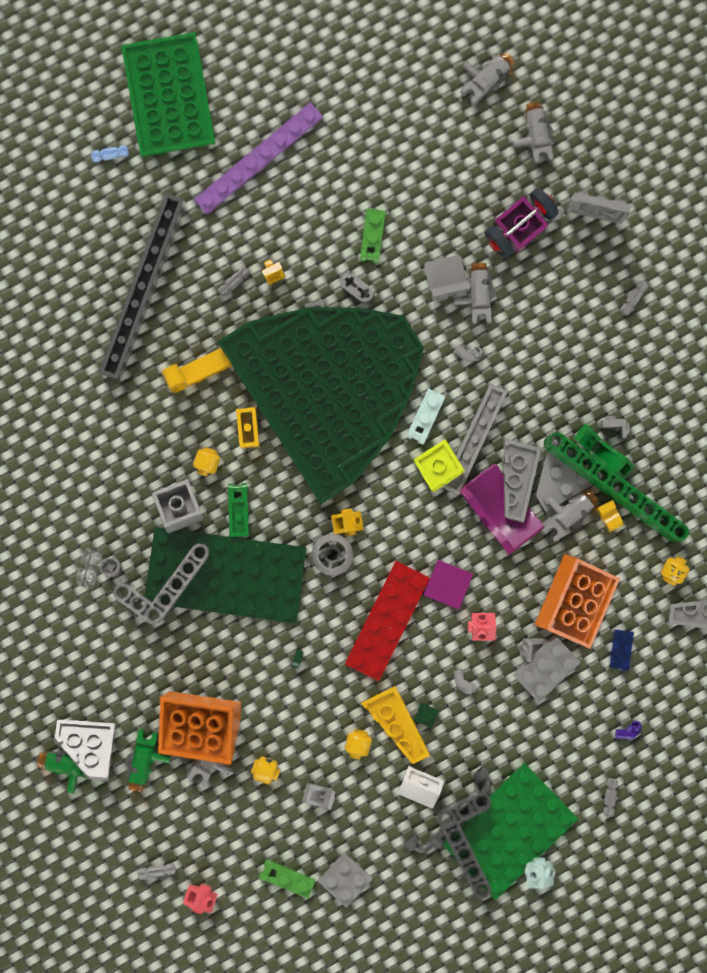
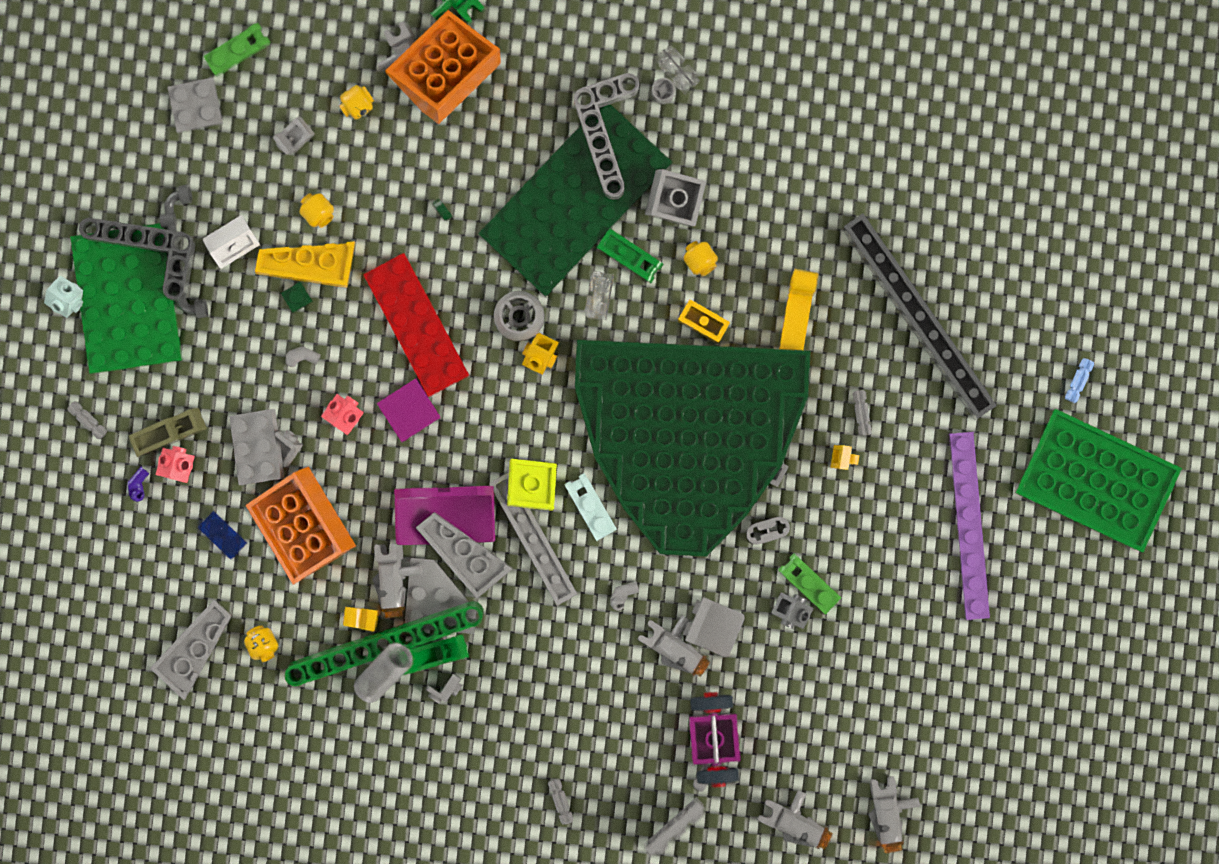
camera: 130 degrees right, 0 degrees up
(274, 513) = (598, 304): none -> clear hinge
(399, 233) = (792, 610): none -> dark grey brick
(579, 736) = (167, 432): none -> olive slope
(598, 715) = (175, 464): none -> coral brick
(636, 467) = (389, 681): none -> light grey piece

